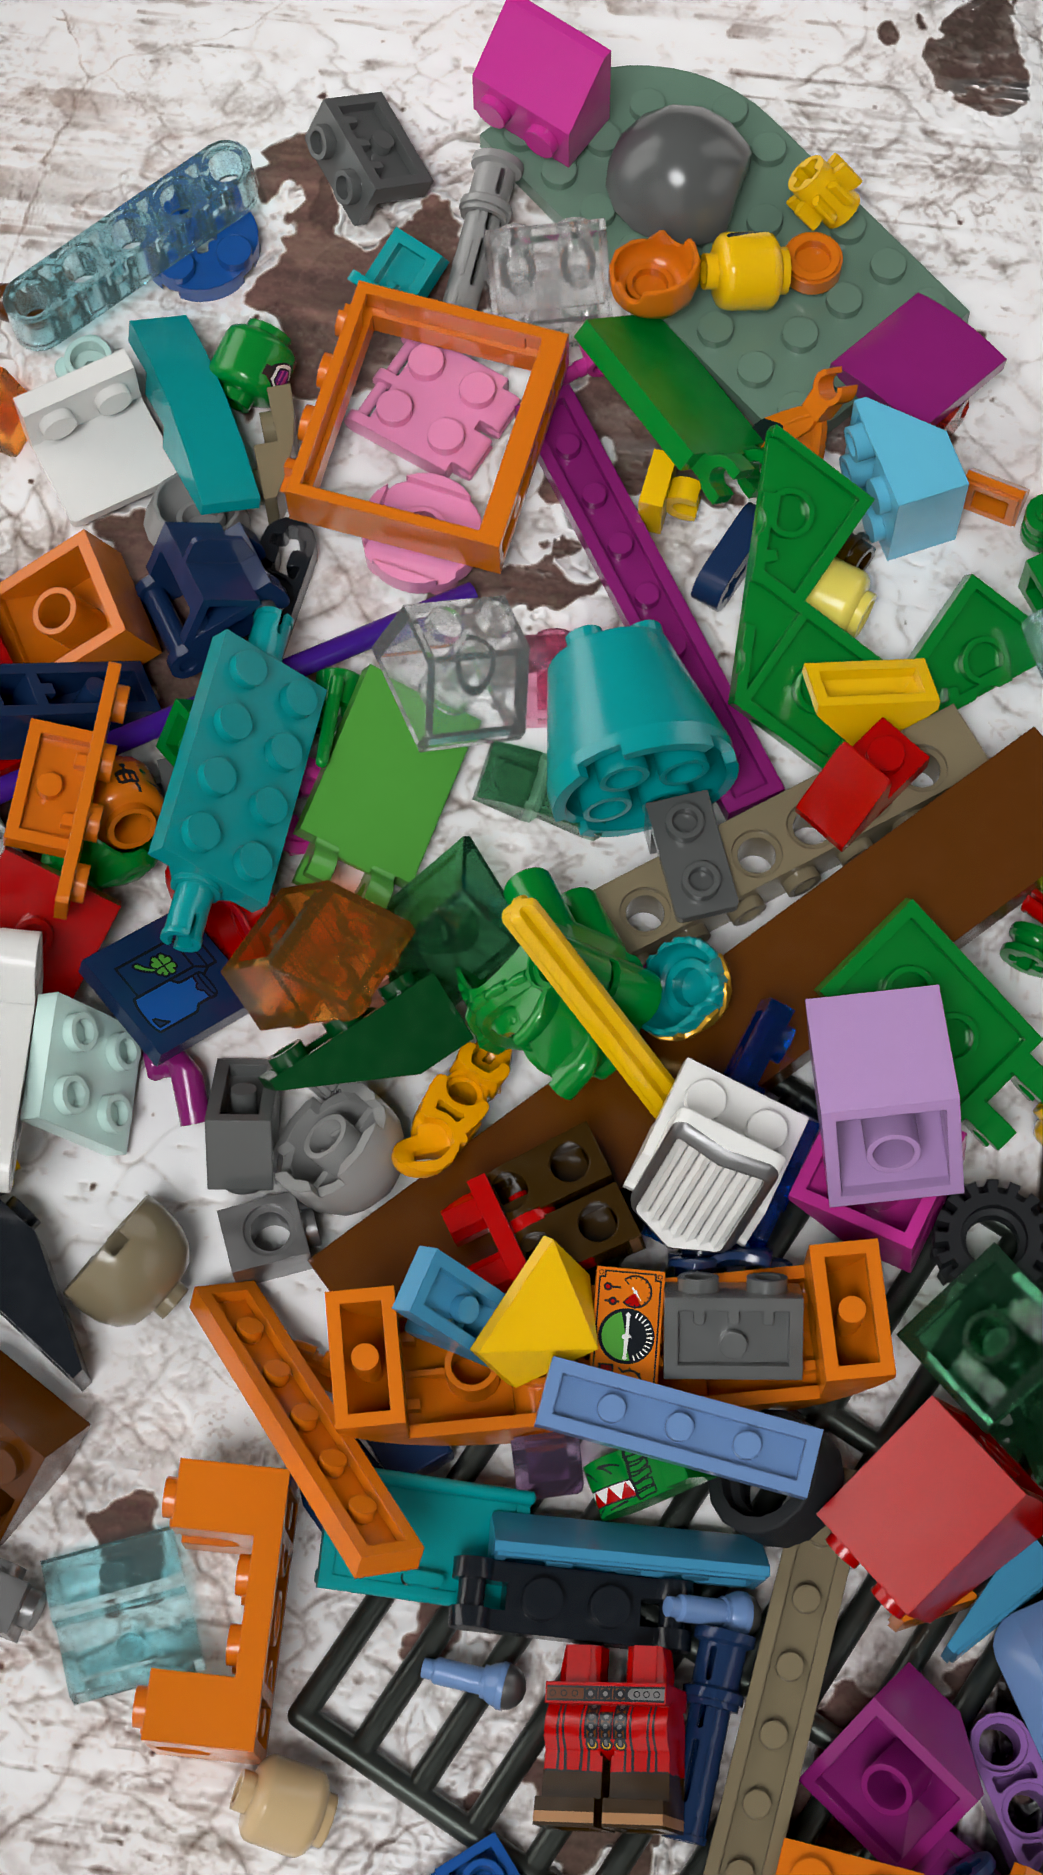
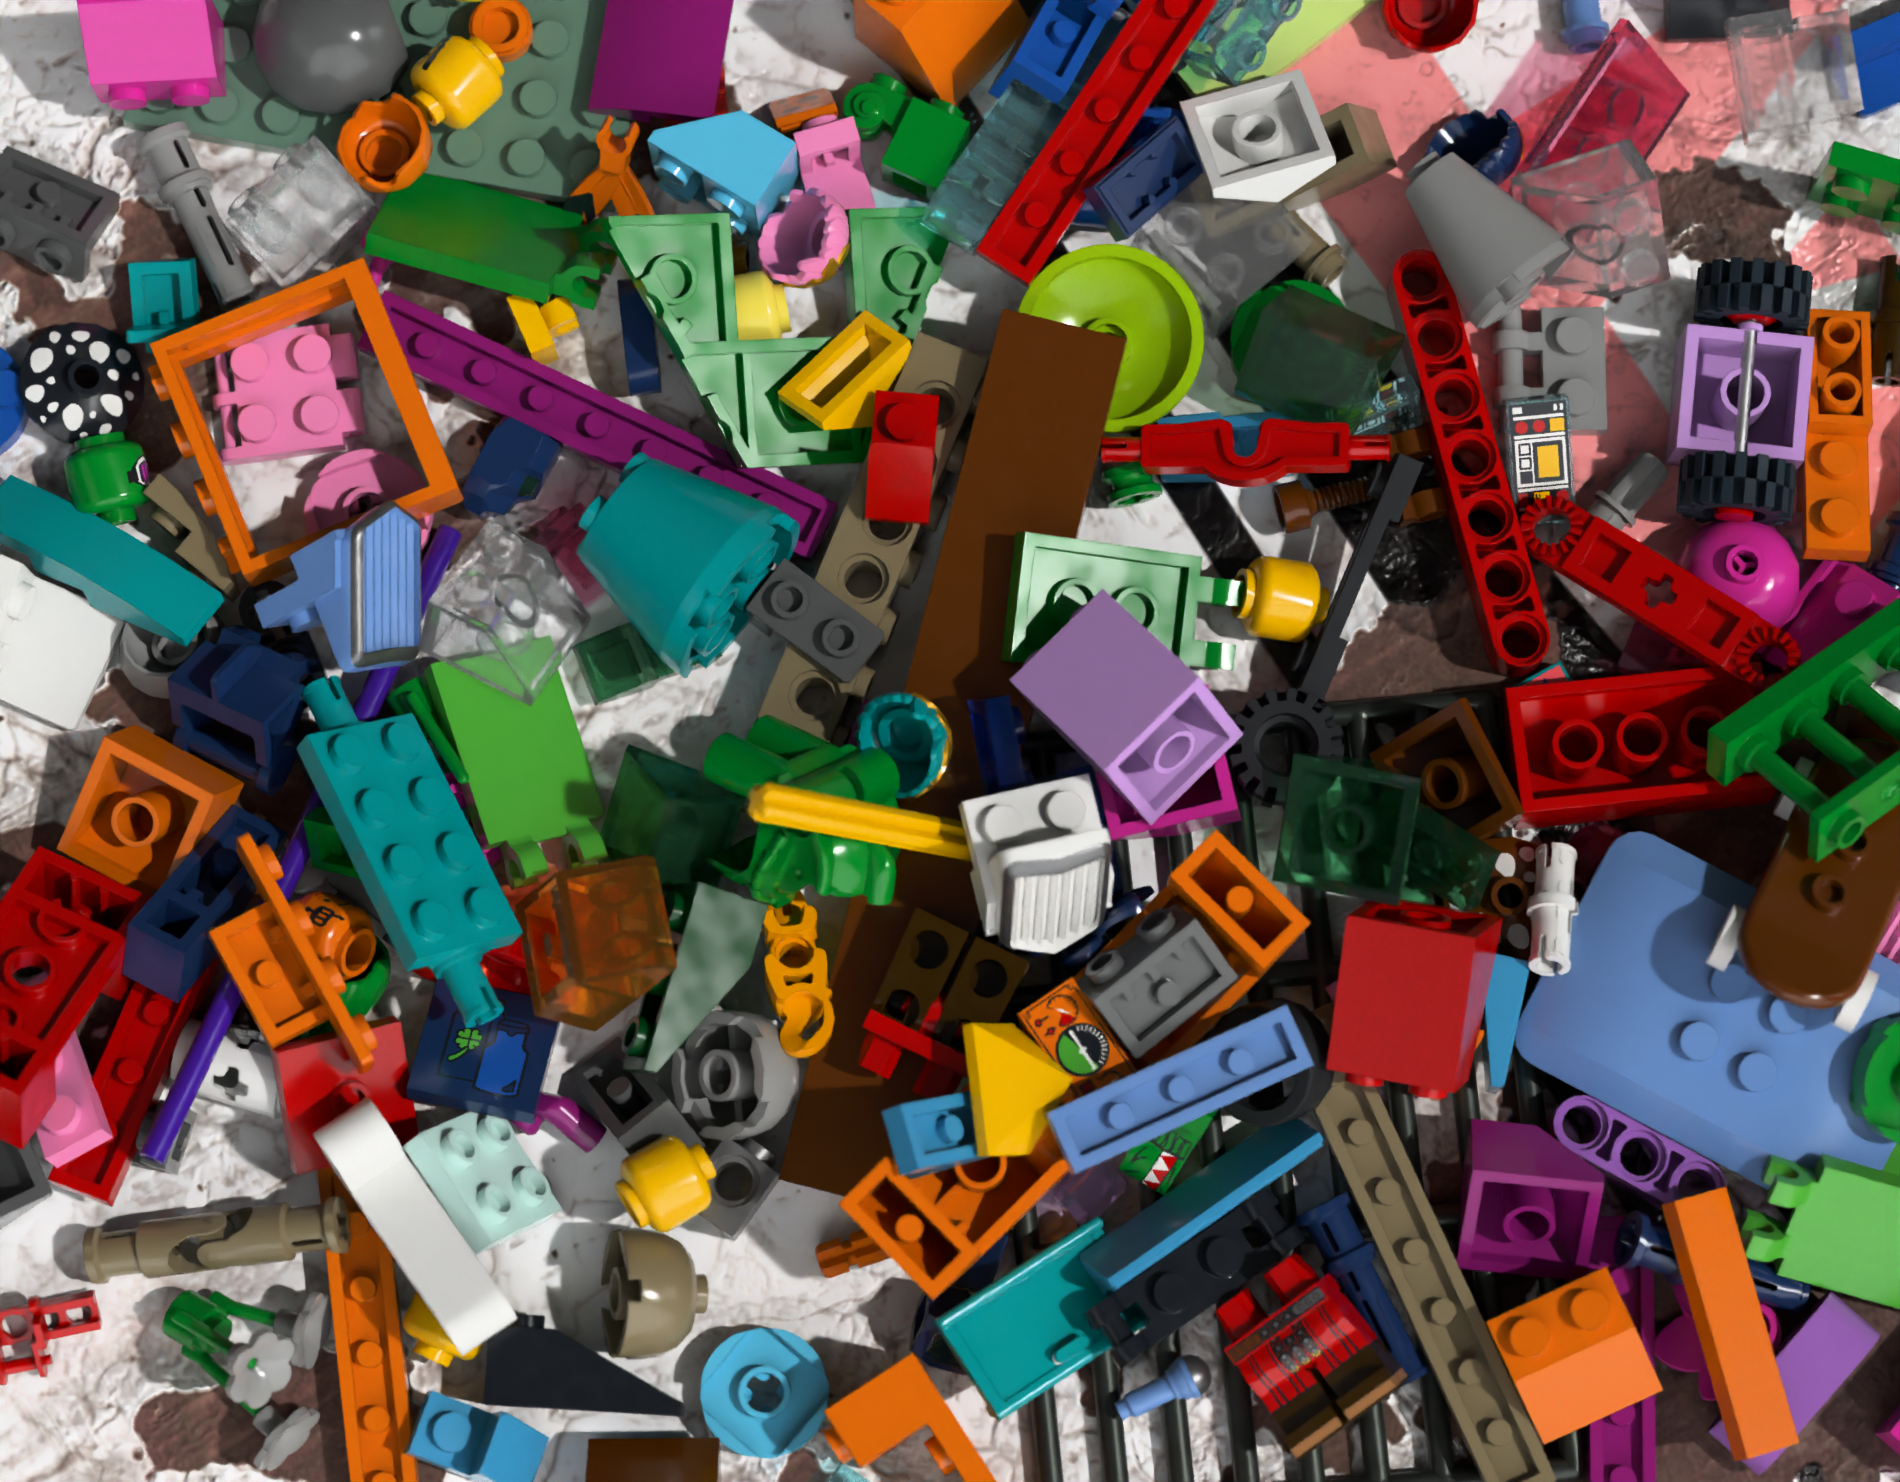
camera: 40 degrees left, 10 degrees up
(127, 1400) = (727, 1398): none -> medium azure plate
(213, 1184) = (665, 1183): none -> yellow head
(264, 295) = (64, 407): none -> black dish
(301, 1425) = (894, 1311): orange plate -> none
(360, 562) = (360, 588): none -> medium blue piece
(553, 576) = (509, 469): none -> dark blue rock
(733, 1611) = (1314, 1186): medium blue piece -> none
(920, 577) = (805, 240): none -> bright pink hair
(983, 544) = (832, 161): none -> bright pink bracket

